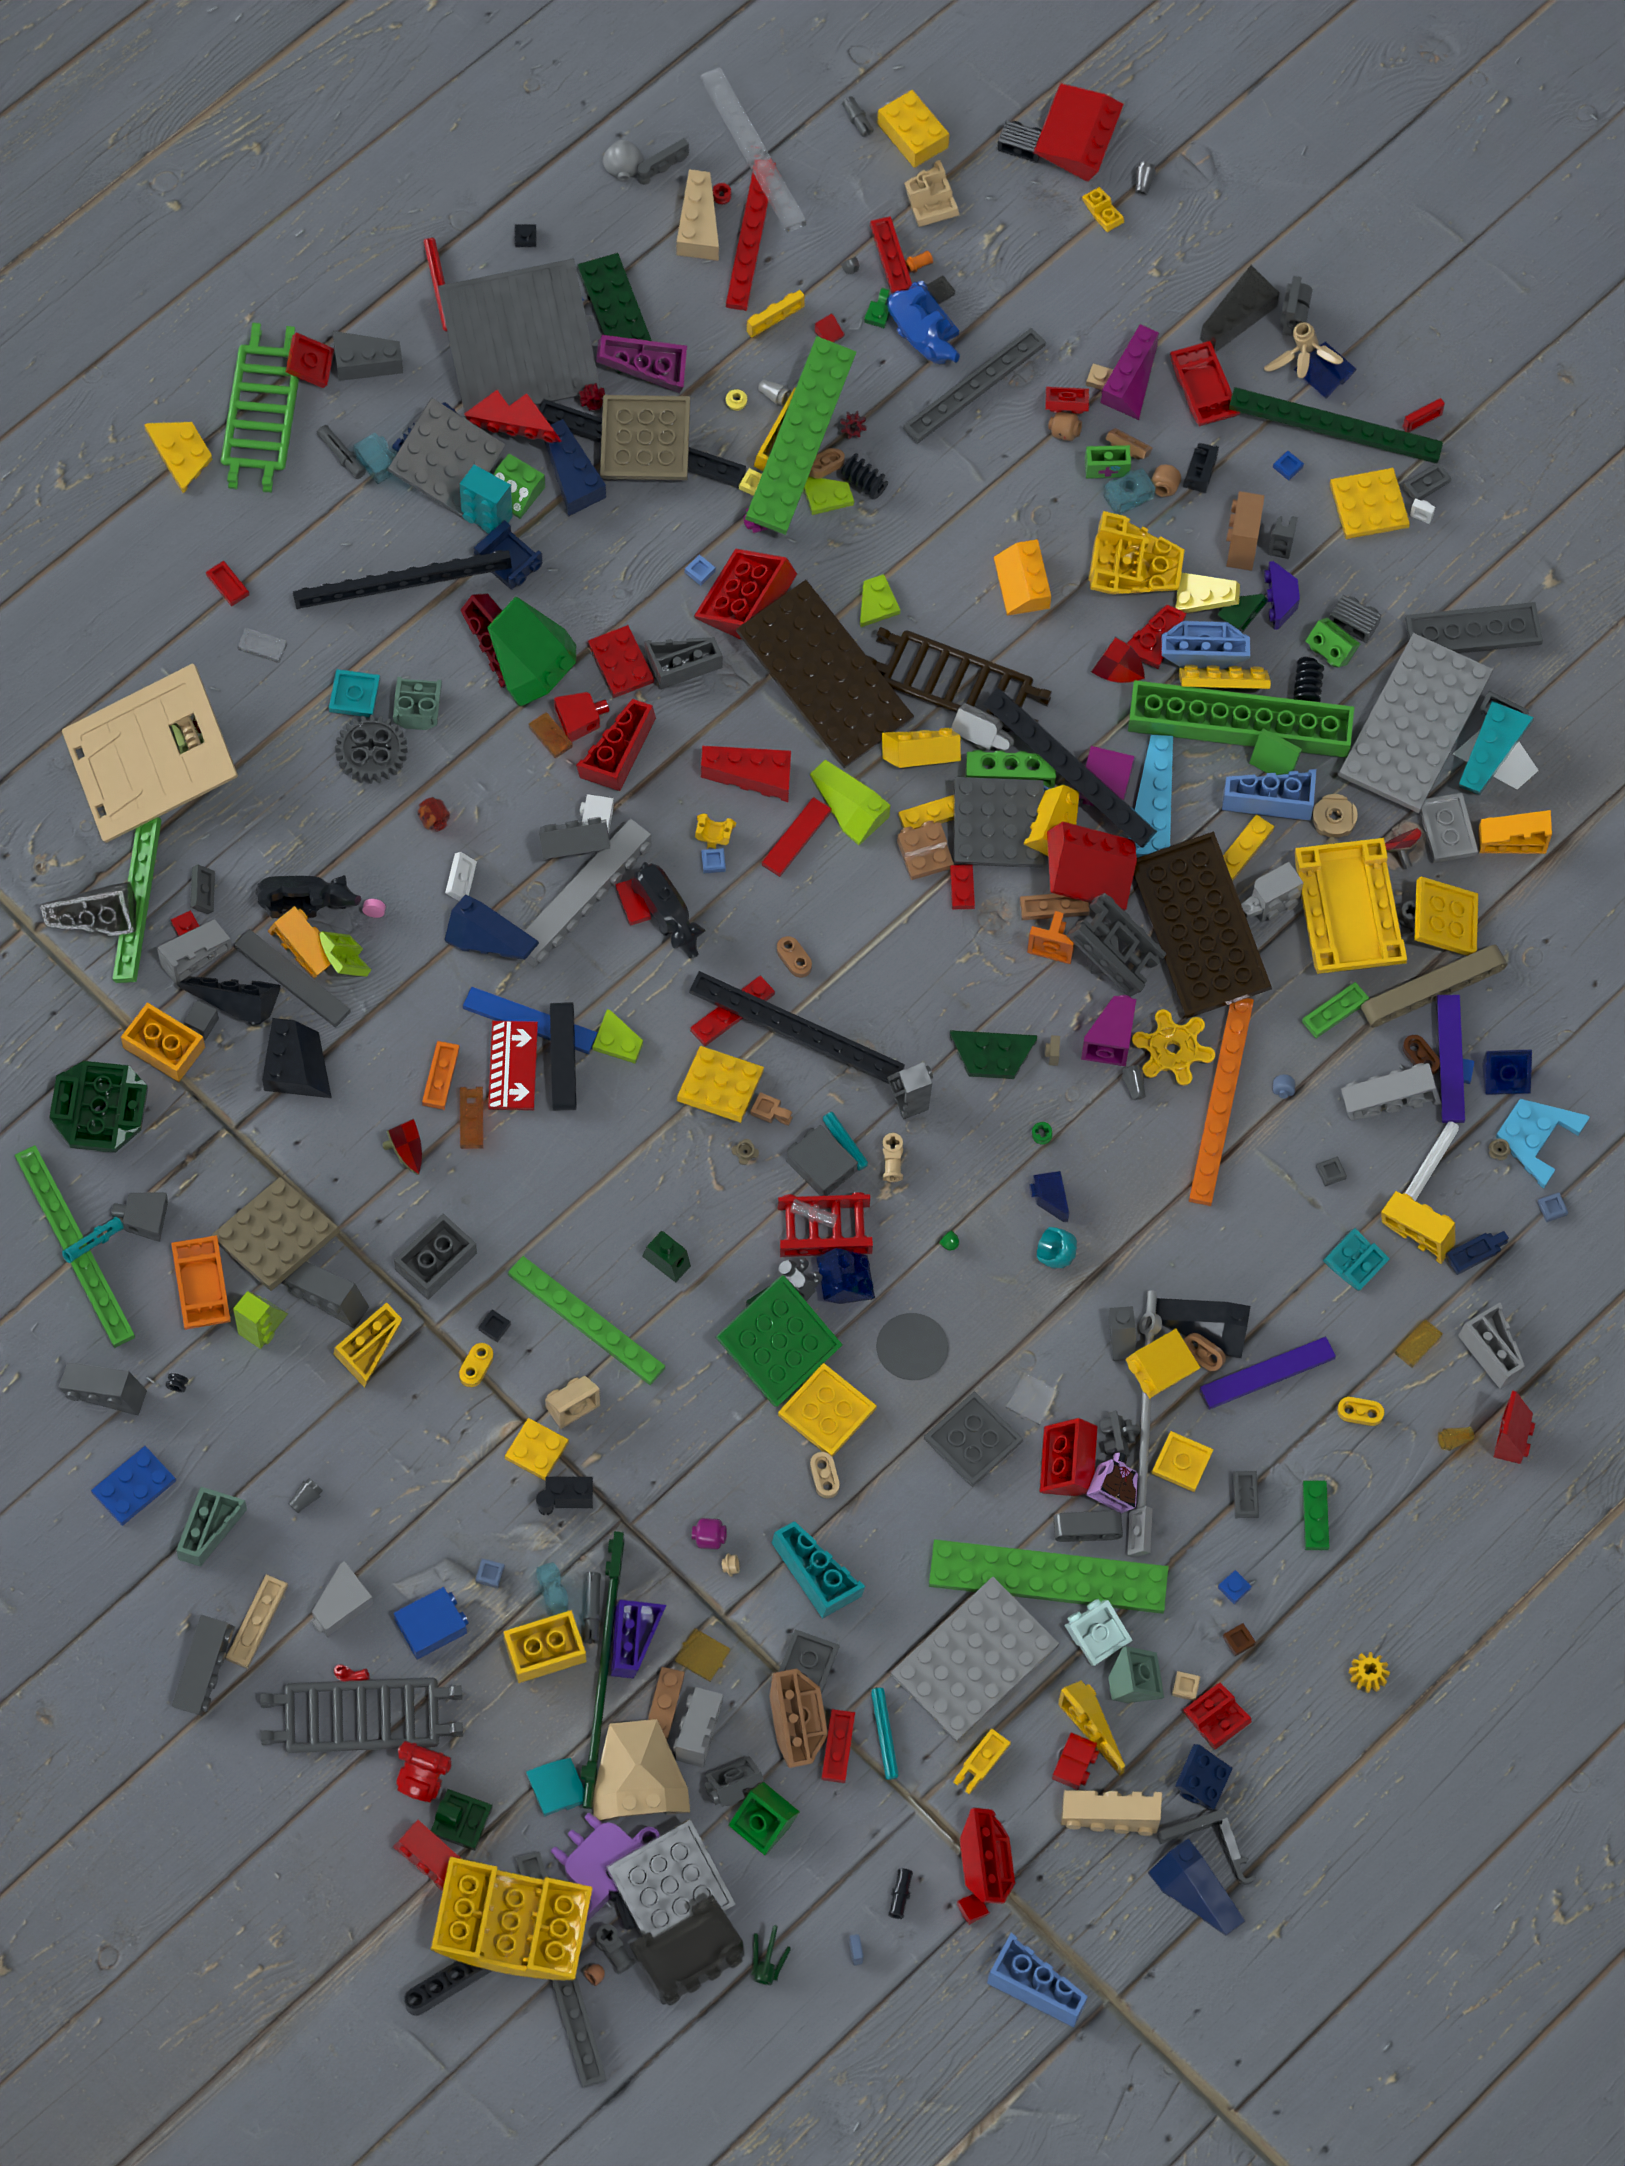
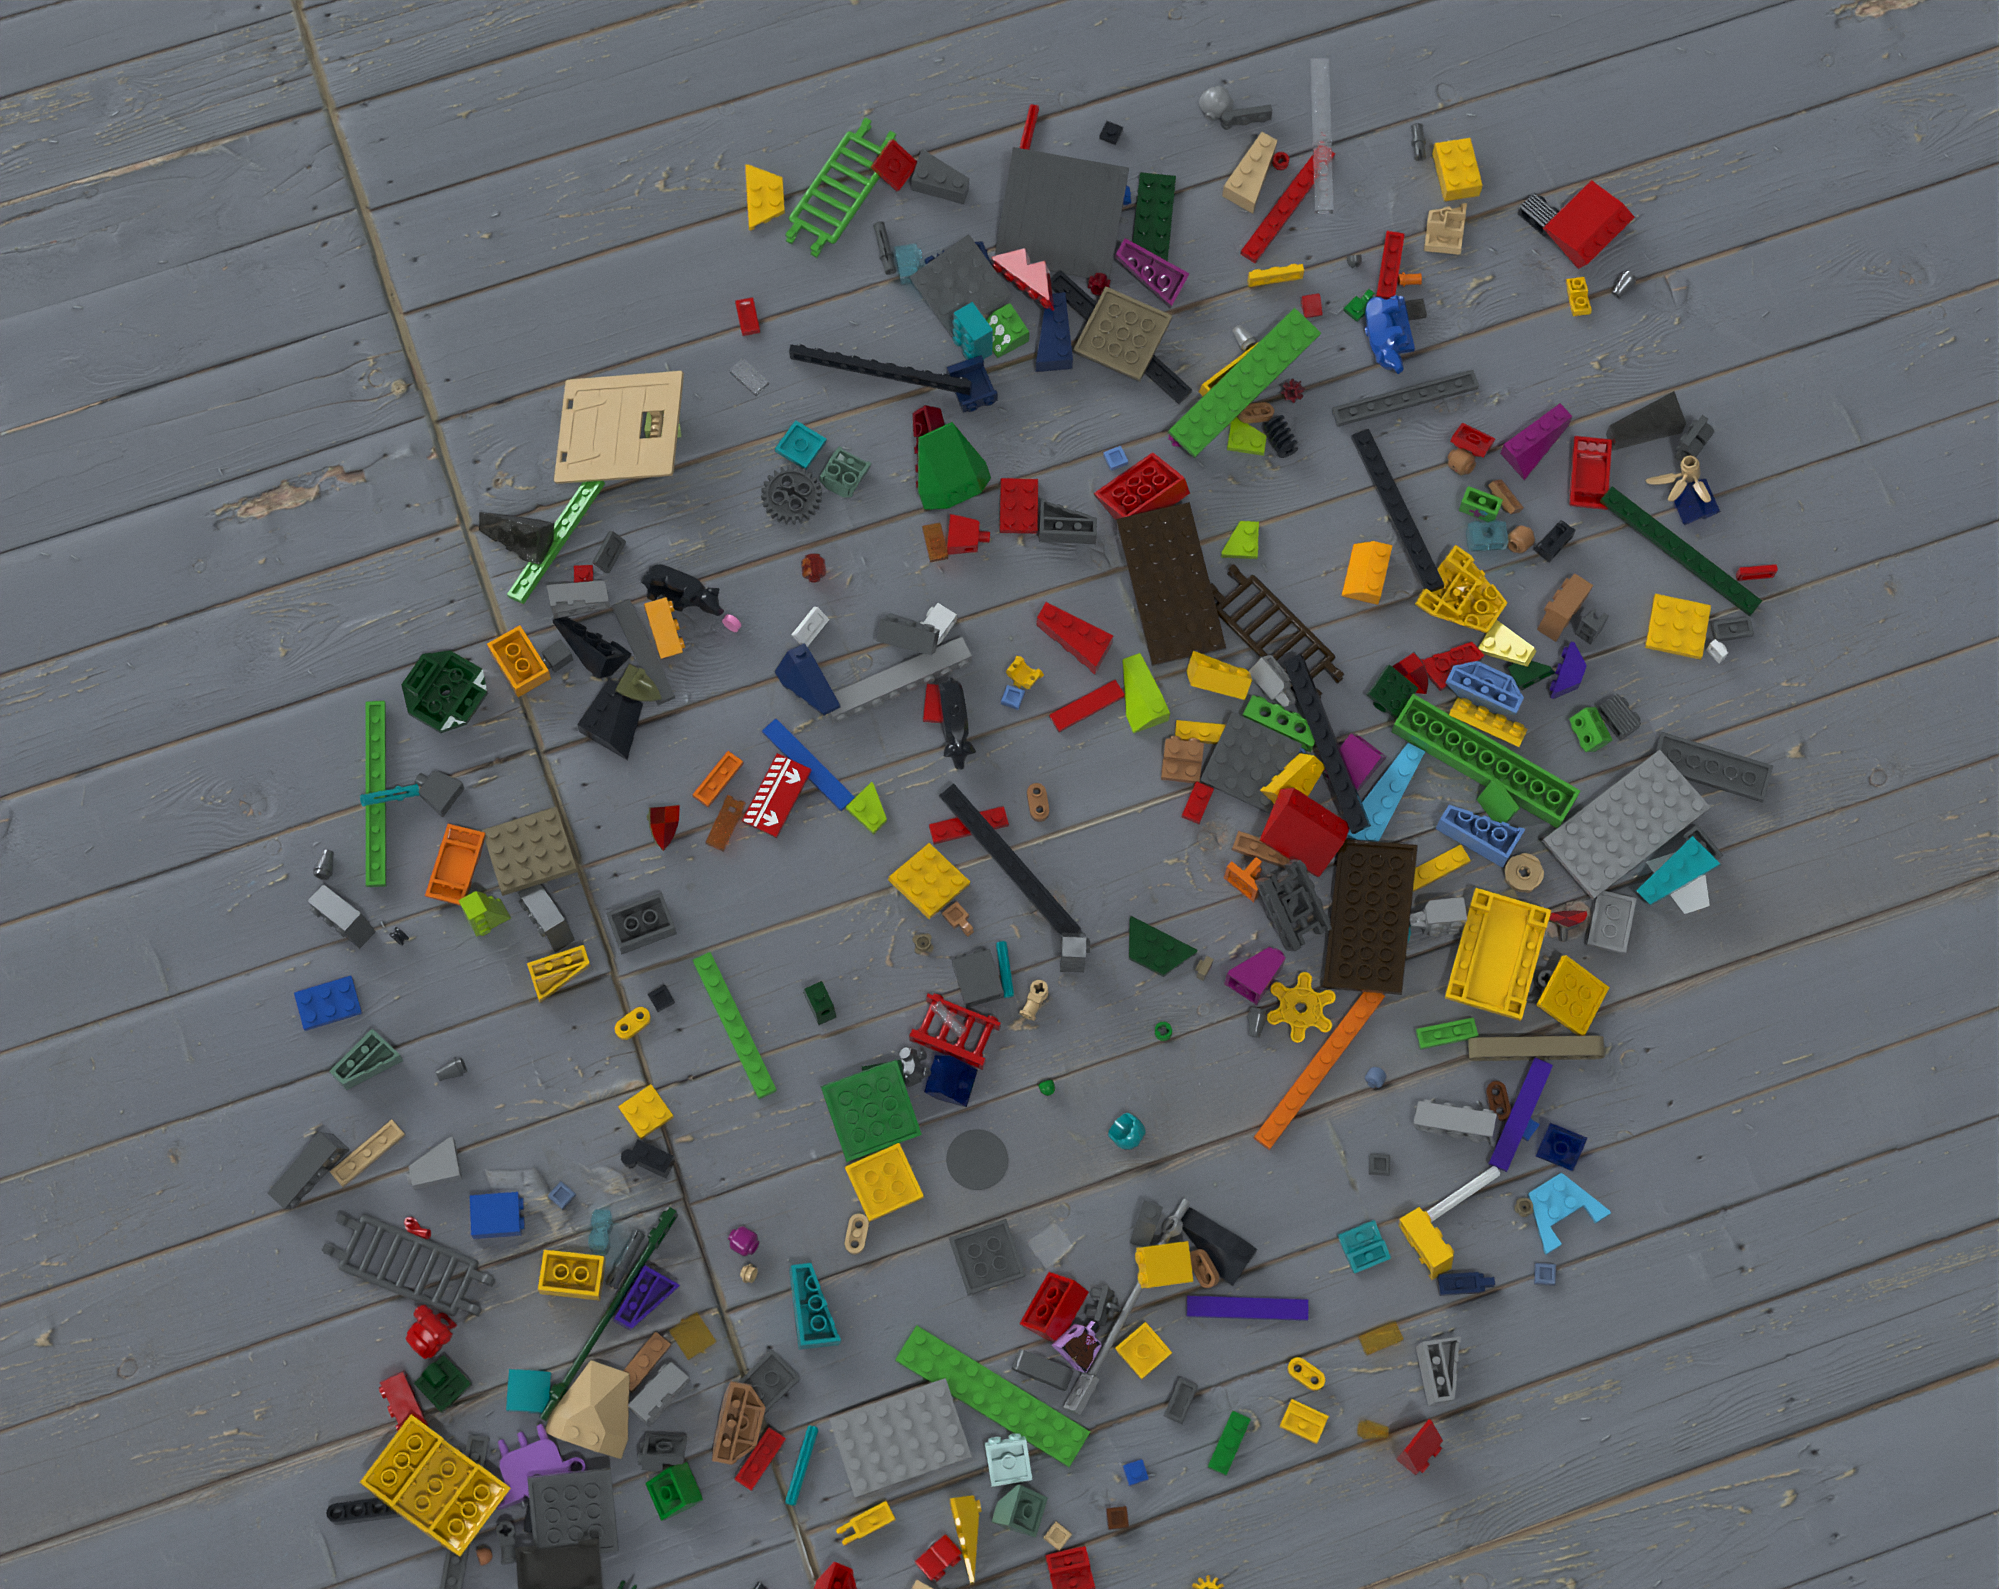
camera: 25 degrees right, 5 degrees up
(56, 1345) = (324, 866): none -> flat silver cone
(305, 1013) = (638, 685): none -> olive shield
(344, 954) = (689, 650): lime slope -> none
(563, 1056) = (817, 805): black beam -> none
(573, 1401) = (690, 1086): tan slope -> none
(617, 750) = (983, 574): red wedge -> none
(736, 404) = (1211, 336): light yellow plate -> none
(750, 481) = (1188, 402): light yellow plate -> none
(1023, 503) = (1397, 511): none -> black plate
(1050, 1194) = (1144, 1084): clear blue slope -> none
(1098, 376) = (1508, 431): tan plate -> none
(1109, 689) = (1391, 692): none -> dark green plate
(1288, 465) = (1626, 567): blue tile -> none
(1308, 680) = (1555, 753): black piece -> none
(1381, 1459) = (1303, 1421): none -> yellow plate
(1516, 833) = (1663, 951): light orange wedge -> none

